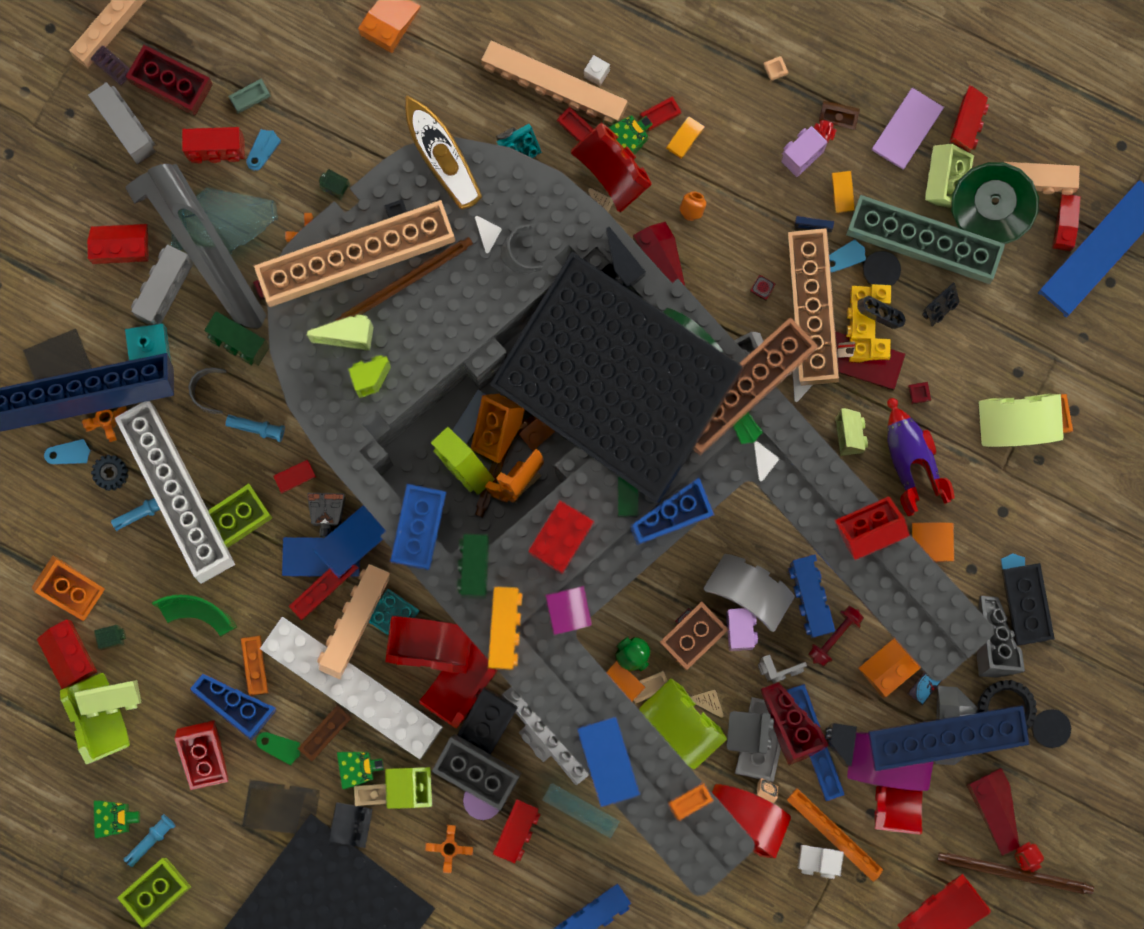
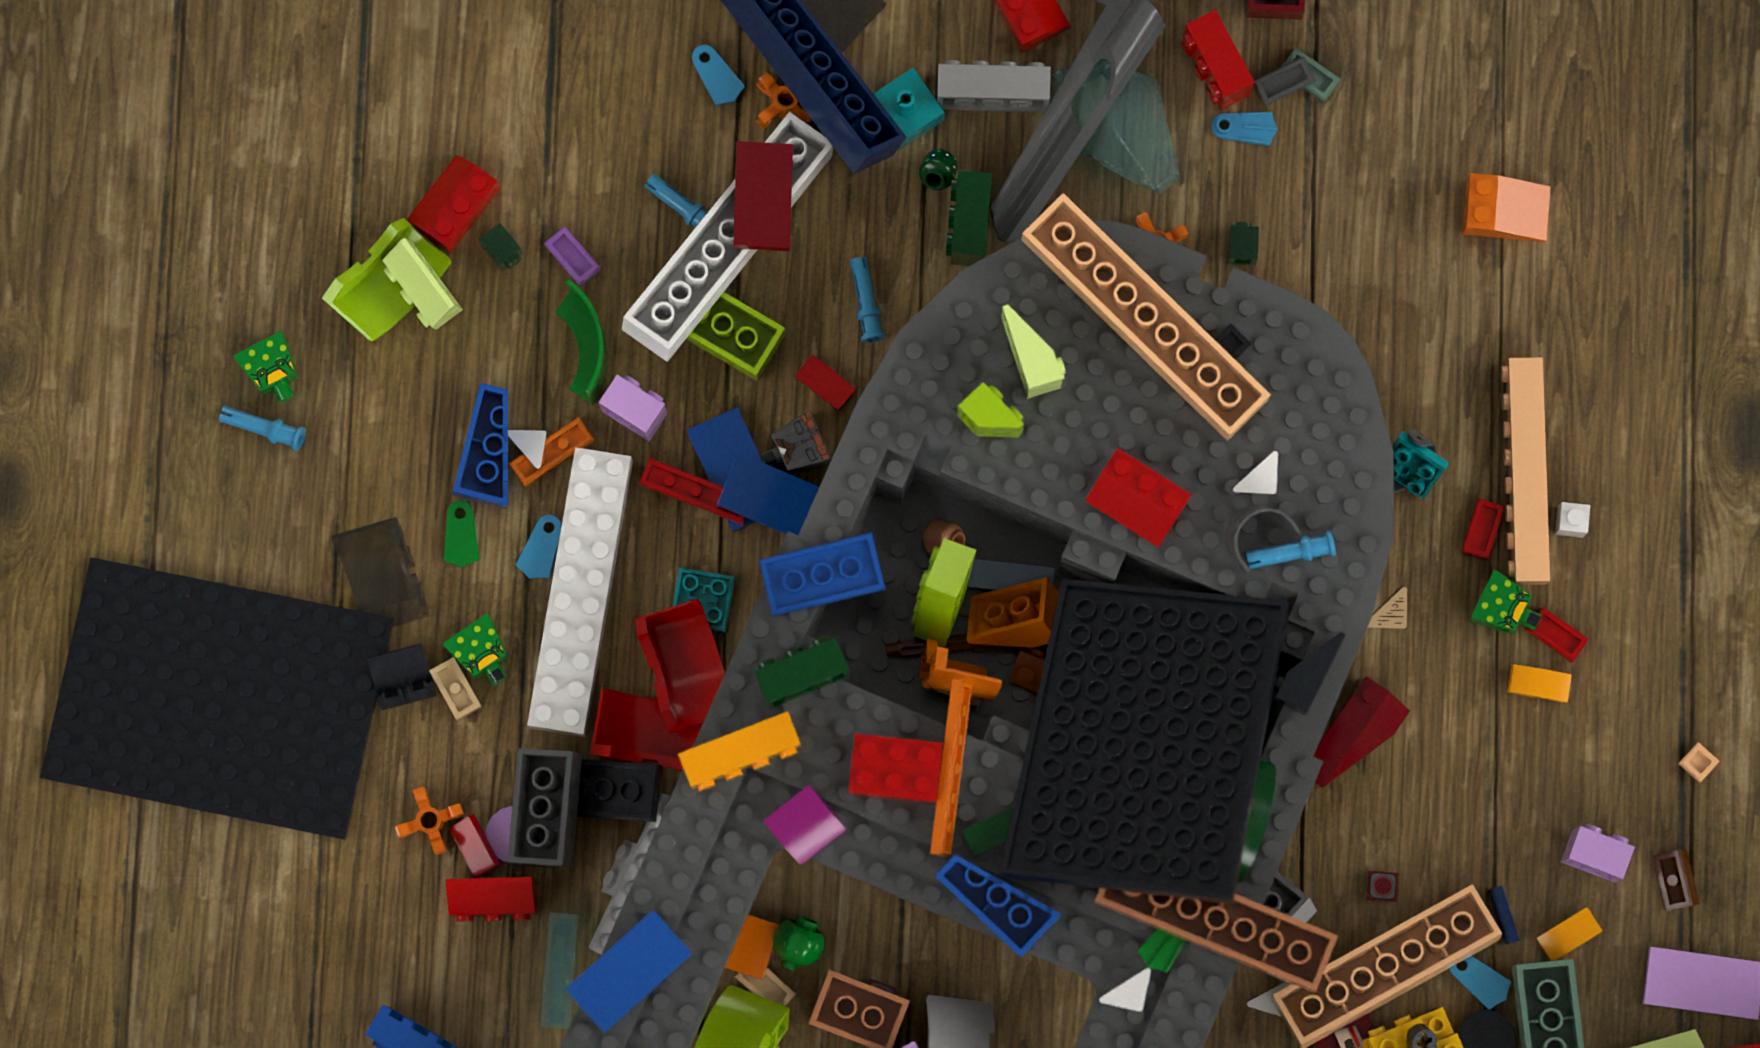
camera: 65 degrees right, 0 degrees up
(67, 588) = (539, 162): orange slope -> none
(117, 466) = (704, 133): black bush -> none
(137, 596) = (572, 256): none -> medium lavender tile
(154, 892) = (199, 465): lime brick -> none
(160, 457) = (763, 196): none -> dark red tile
(192, 386) = (882, 191): dark grey piece -> none
(196, 344) = (938, 169): none -> dark green head
(201, 754) = (404, 439): red slope -> none
(243, 676) = (530, 443): none -> white sticker
(246, 111) = (1284, 80): none -> dark grey tile
(252, 600) = (633, 407): none -> lavender brick
(312, 701) = (540, 549): none -> dark azure piece
(324, 733) = (505, 585): reddish brown plate -> none
(354, 621) = (668, 552): light nougat brick -> none
(407, 279) = (1143, 400): reddish brown piece -> none
(408, 787) = (484, 728): lime slope -> none
(424, 449) = (940, 529): none -> nougat head
(441, 153) = (1338, 365): piece -> none
(464, 311) = (1138, 497): none -> red slope
(478, 828) = (474, 846): none -> tile
(544, 226) = (1305, 548): none -> dark azure pin
(576, 503) = (951, 768): none -> orange tile
(612, 166) = (1449, 603): red panel -> none
(692, 206) = (1447, 738): orange head -> none
(826, 130) = (1641, 869): red gear -> none

